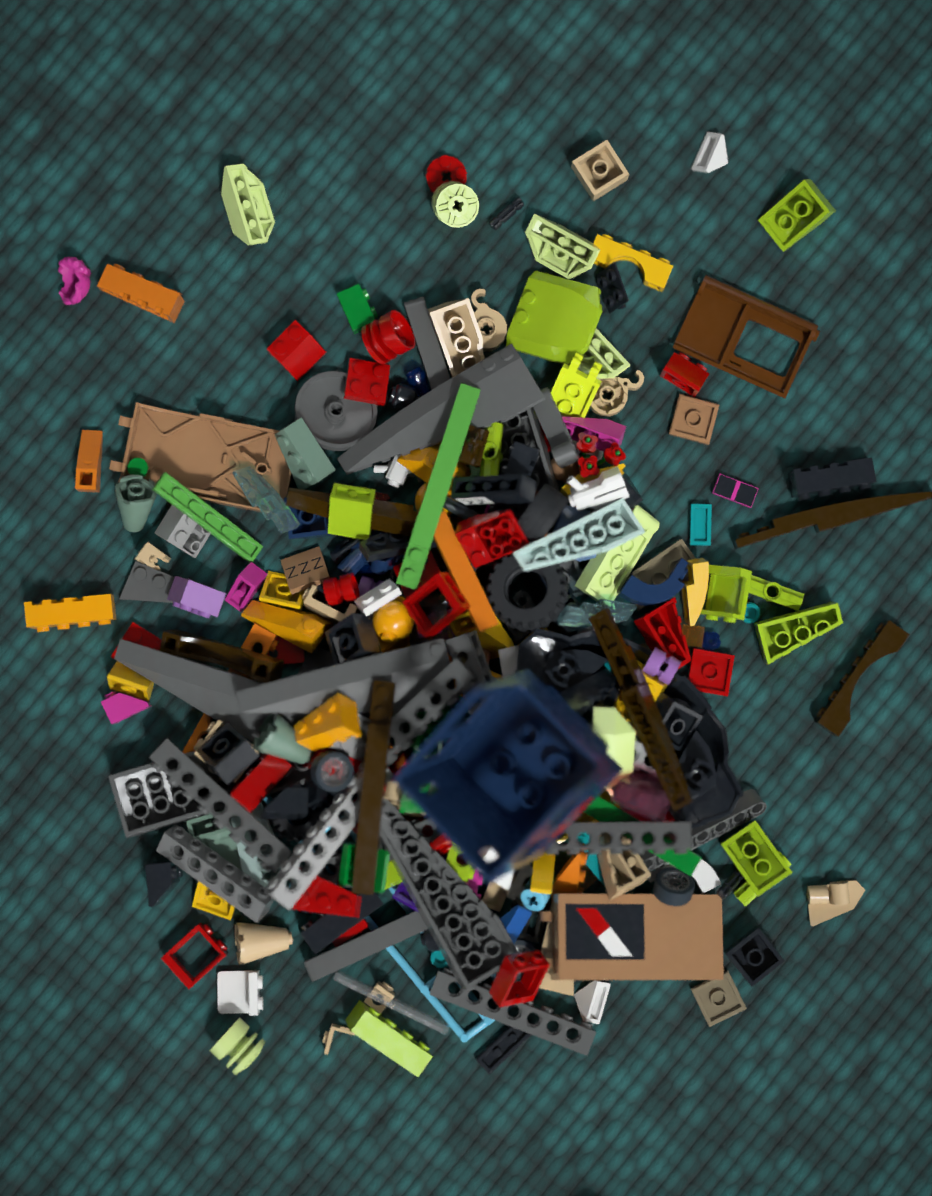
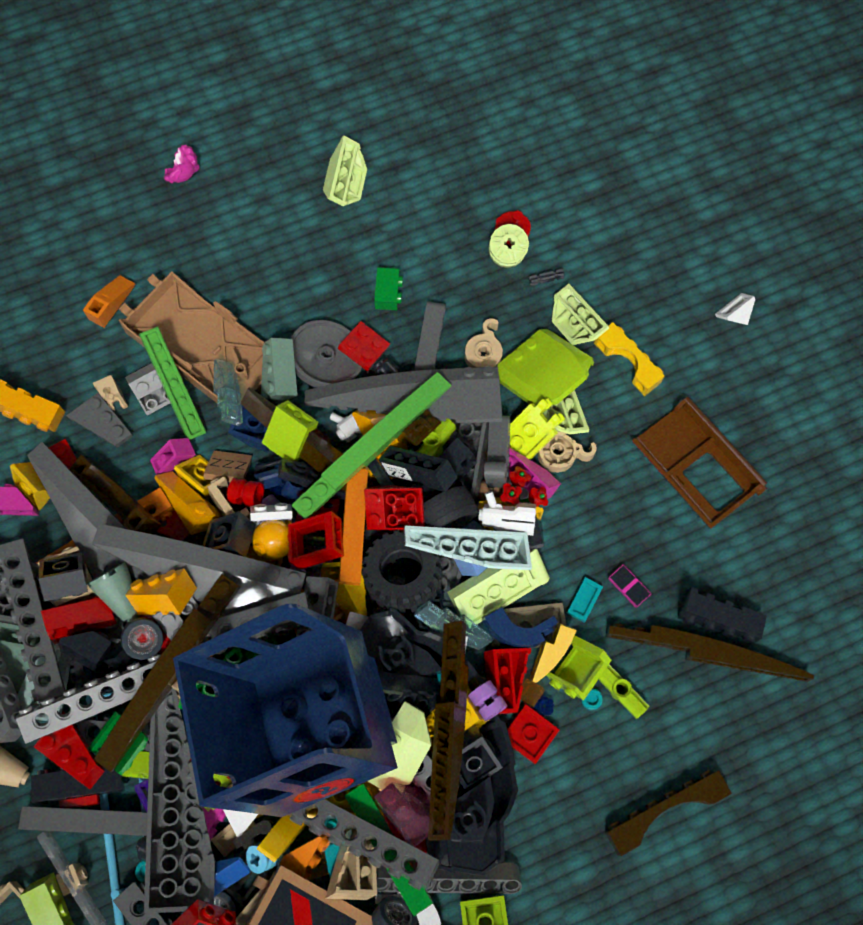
camera: 25 degrees right, 15 degrees down
(135, 501) = (121, 342): sand green cone -> none
(138, 467) = (143, 322): green tile -> none
(141, 292) = (227, 198): orange wedge -> none
(195, 596) = (125, 440): medium lavender brick -> none
(296, 350) = (321, 296): red slope -> none
(388, 337) = (399, 317): red wheel -> none
(418, 380) = (406, 362): clear blue cone -> none
(457, 334) = (457, 340): tan wedge -> none
(600, 170) = (639, 277): tan brick -> none
(612, 288) = (604, 370): black hinge -> none
(685, 374) = (631, 466): red slope -> none
(694, 419) = (622, 509): medium nougat tile -> none
(789, 631) = (619, 733): lime wedge -> none
(796, 214) = (788, 387): lime slope -> none

